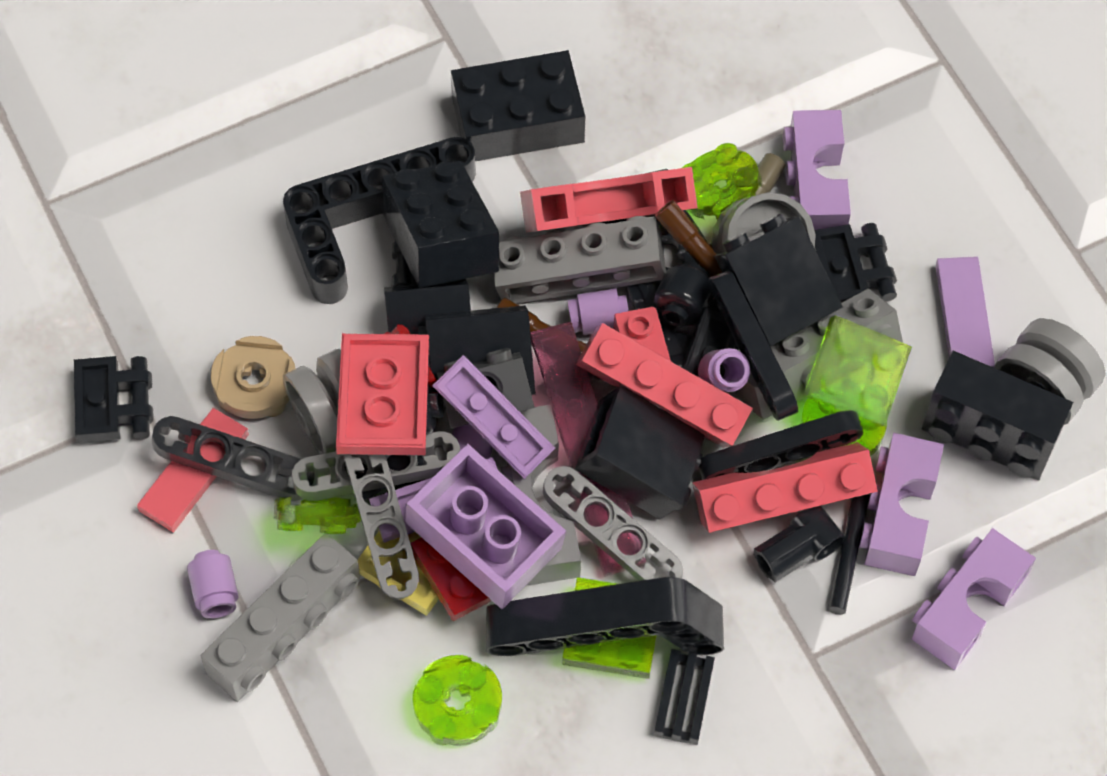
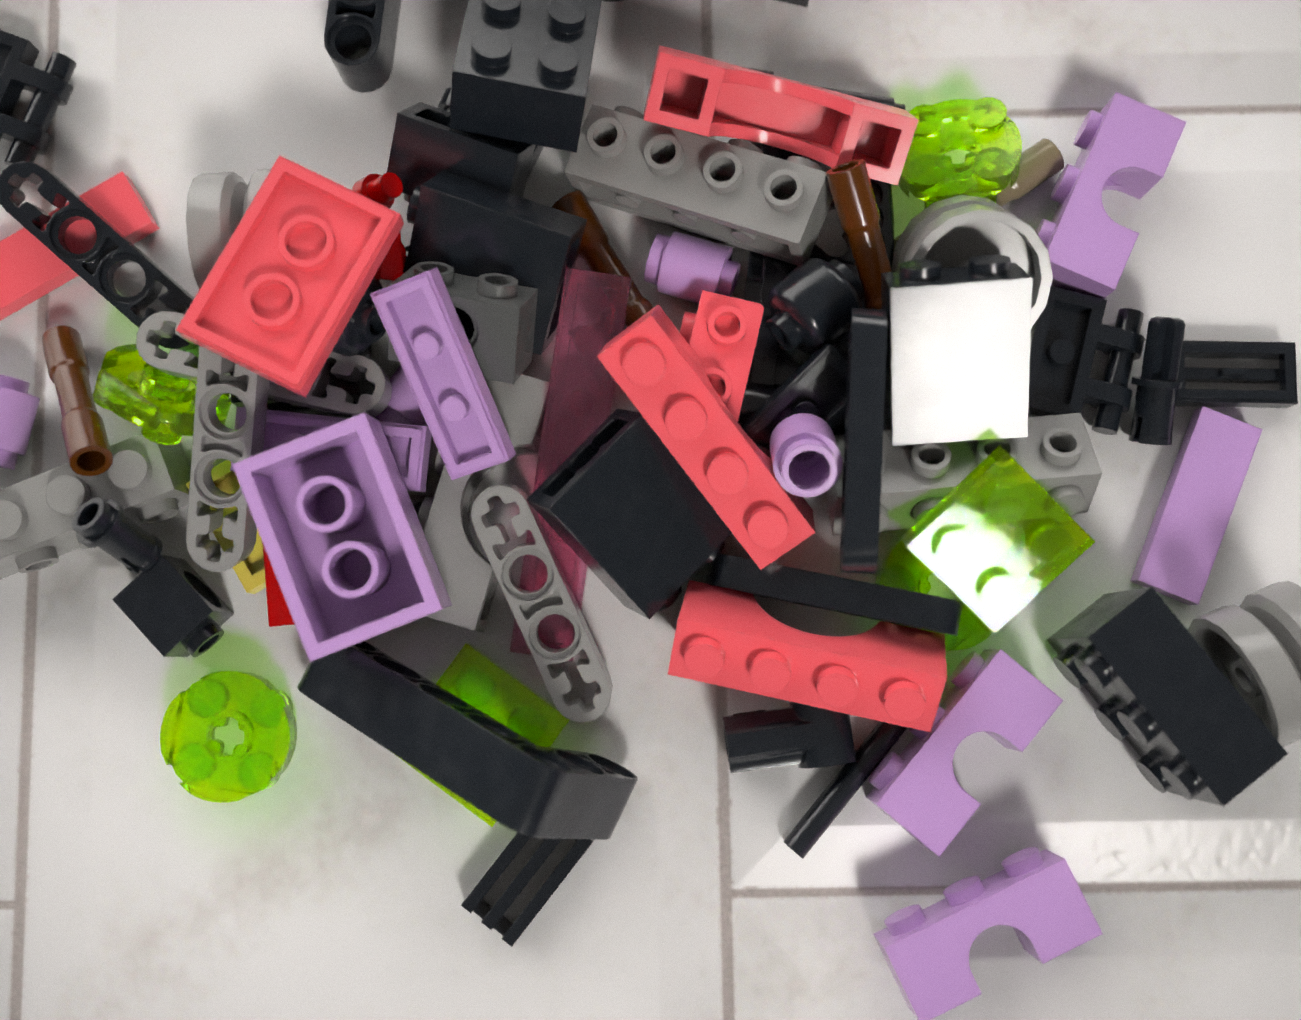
camera: 30 degrees right, 20 degrees up
(249, 400) = (173, 124): tan plate -> none
(283, 545) = (81, 423): none -> reddish brown piece
(331, 592) = (106, 526): none -> black pin
(385, 640) = (174, 608): none -> black brick
(904, 256) = (1158, 383): none -> black axle
(950, 249) = (1285, 375): none -> black tile

